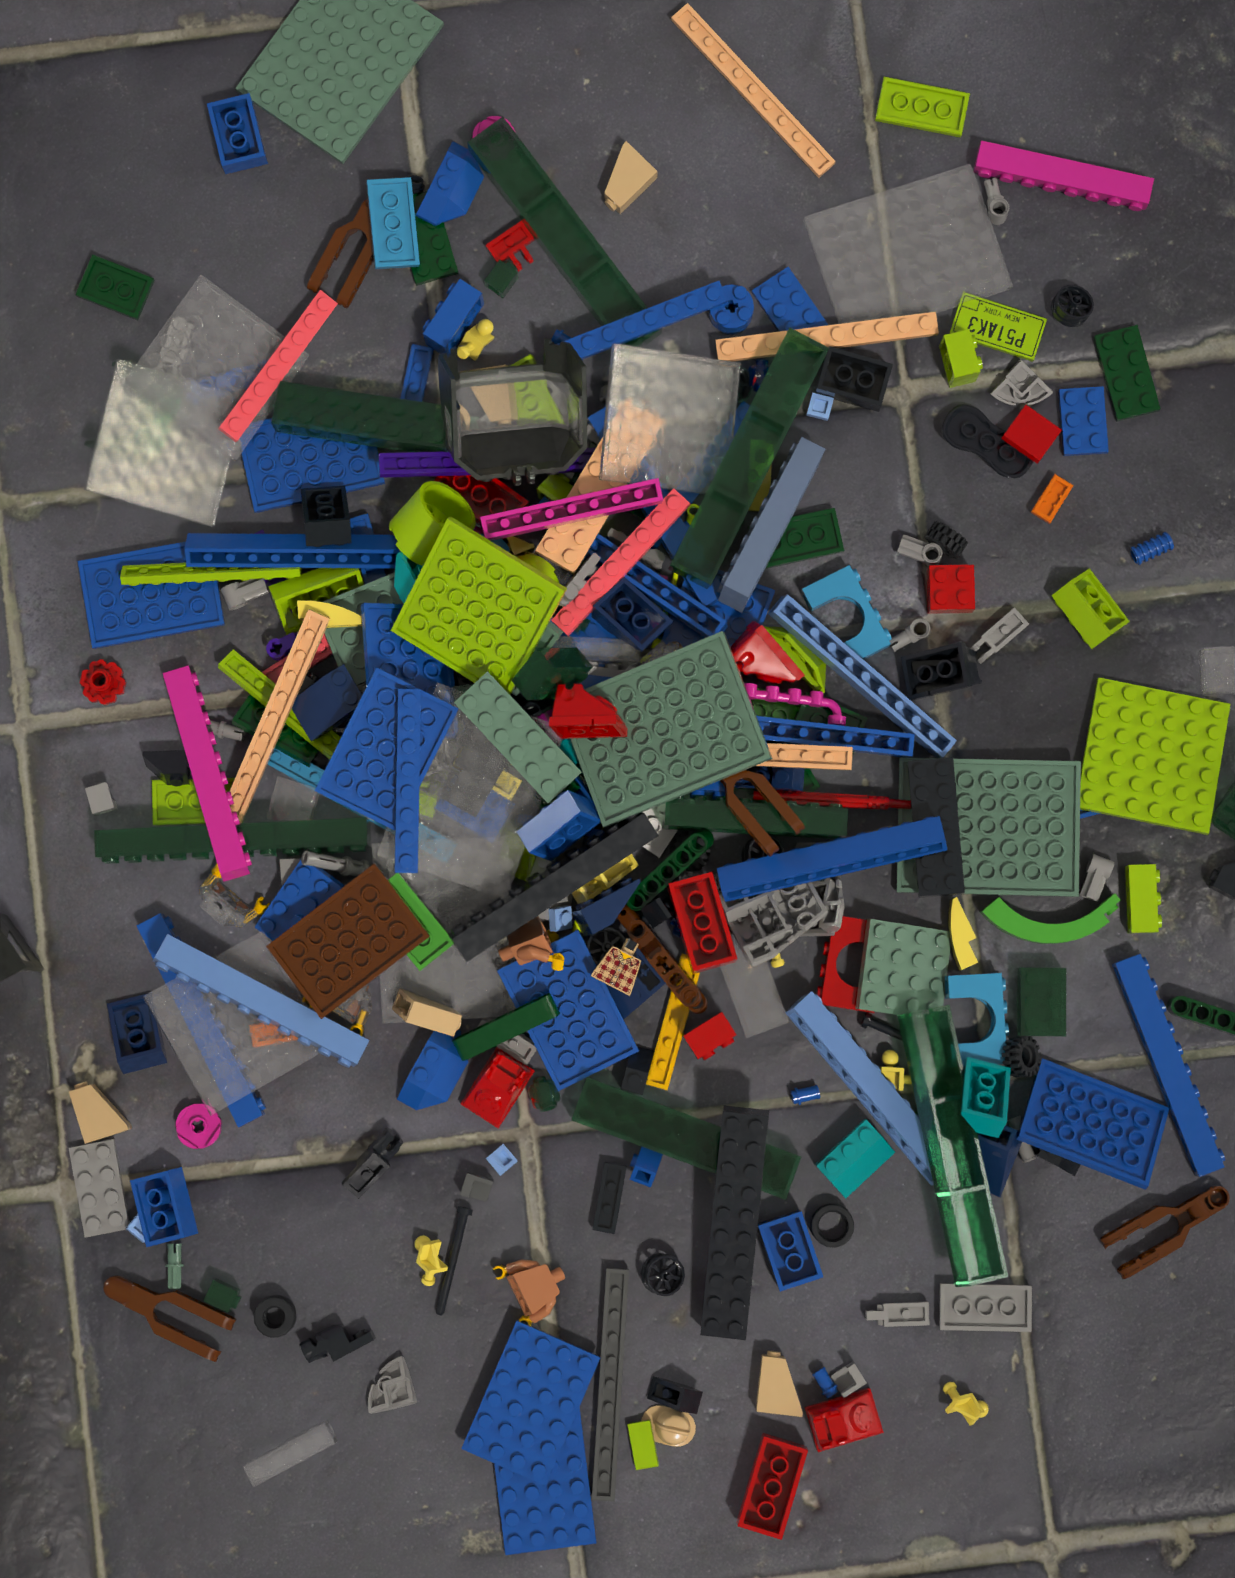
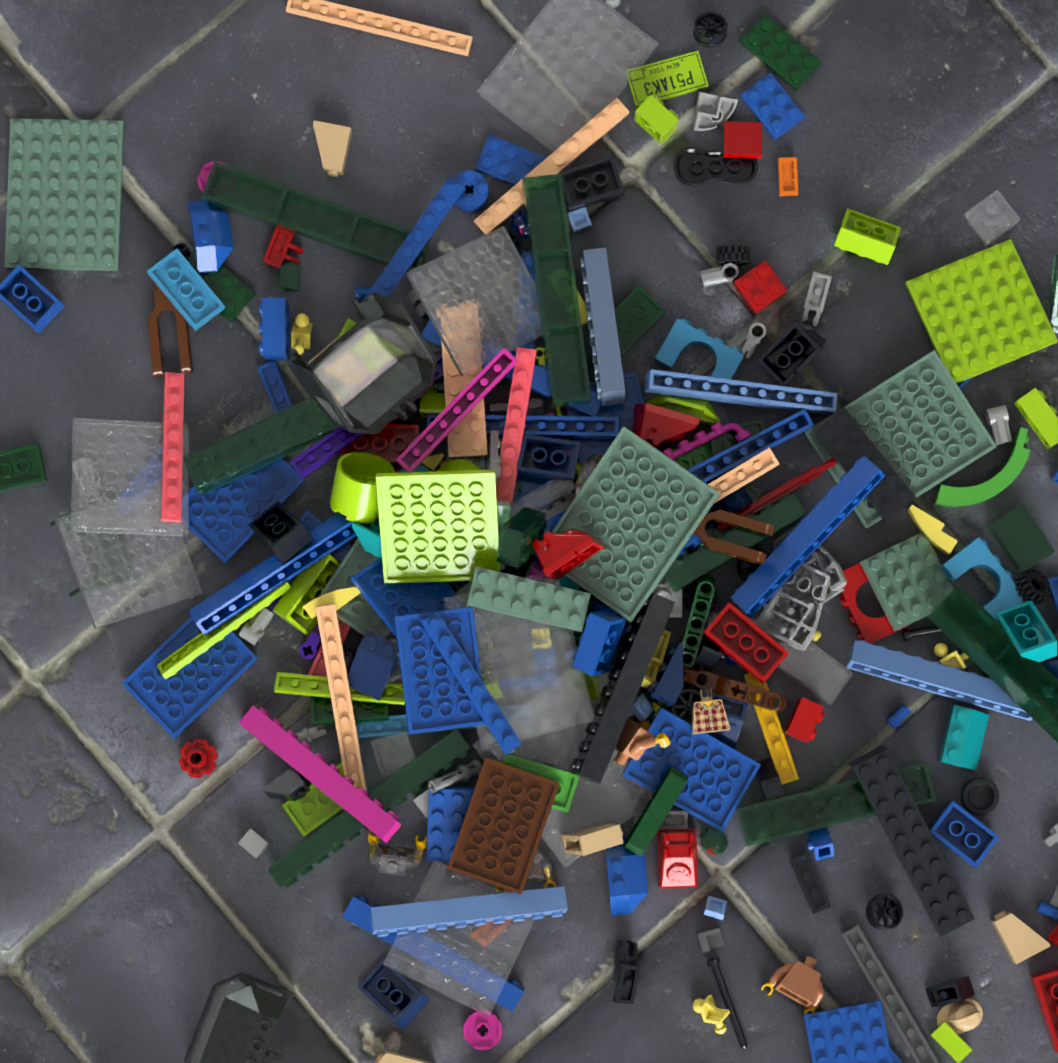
camera: 30 degrees left, 0 degrees up
(1151, 548) = (881, 165): blue piece -> none

